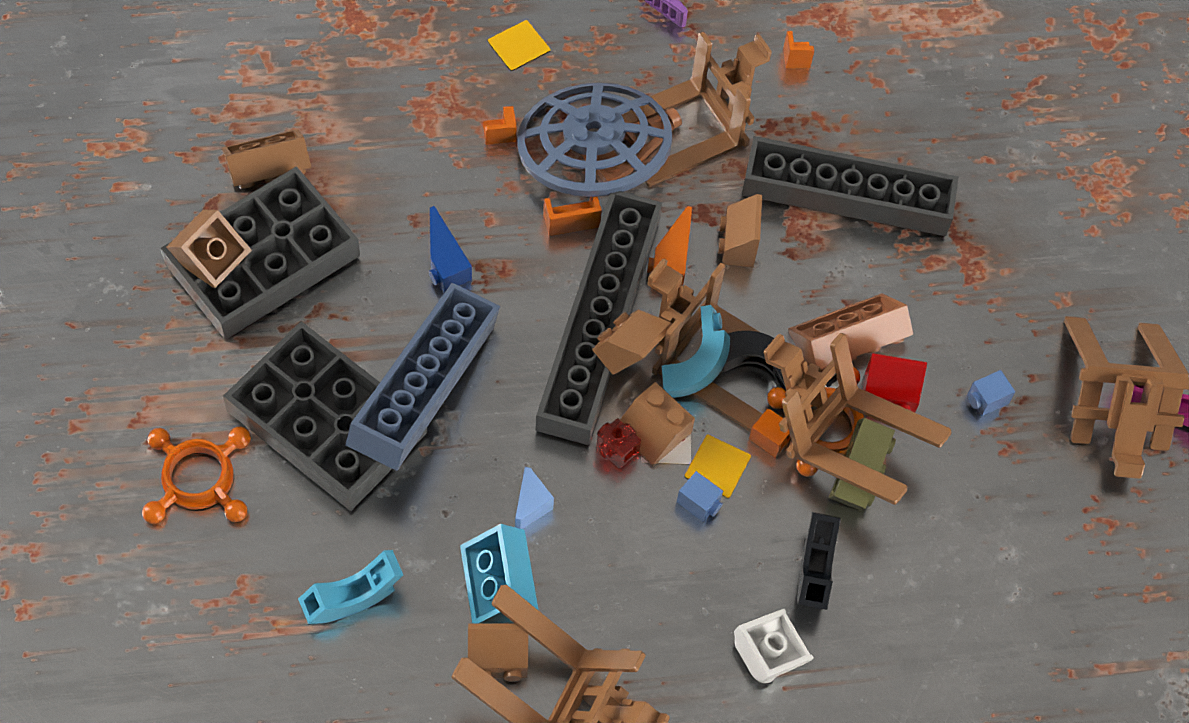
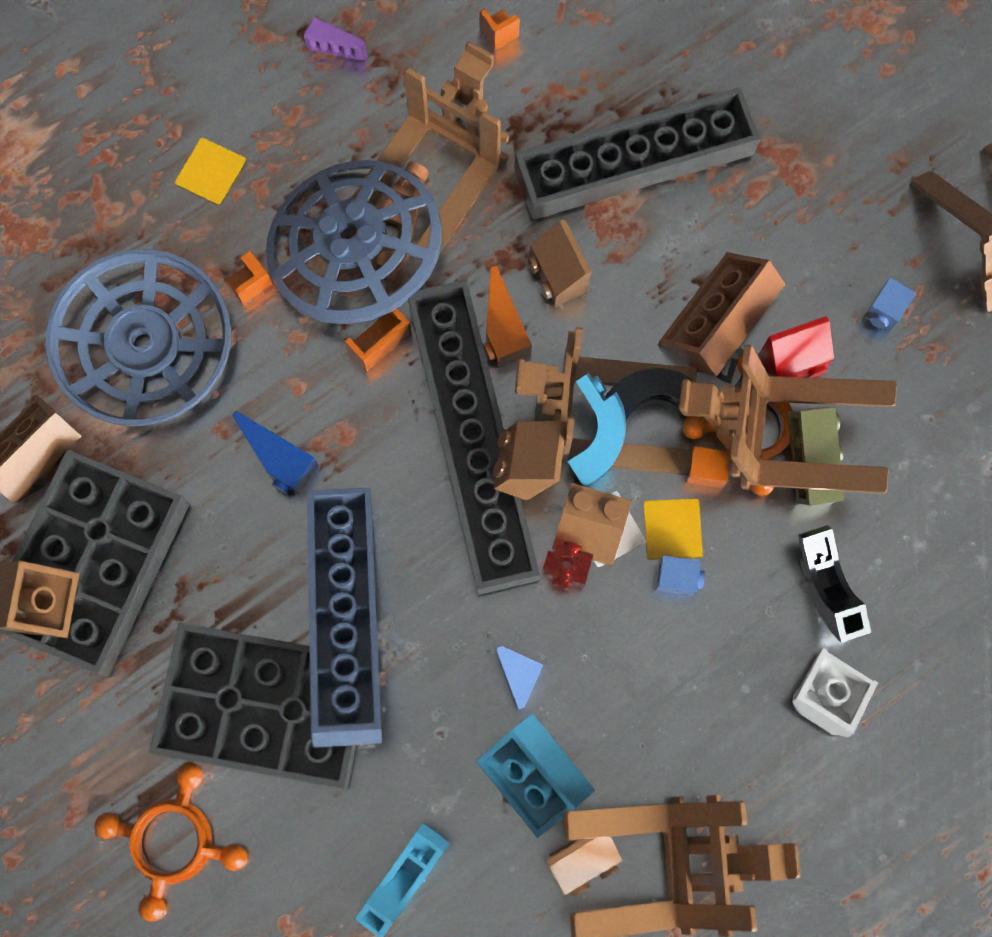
camera: 25 degrees left, 15 degrees up
(392, 114) = (127, 326): none -> sand blue dish

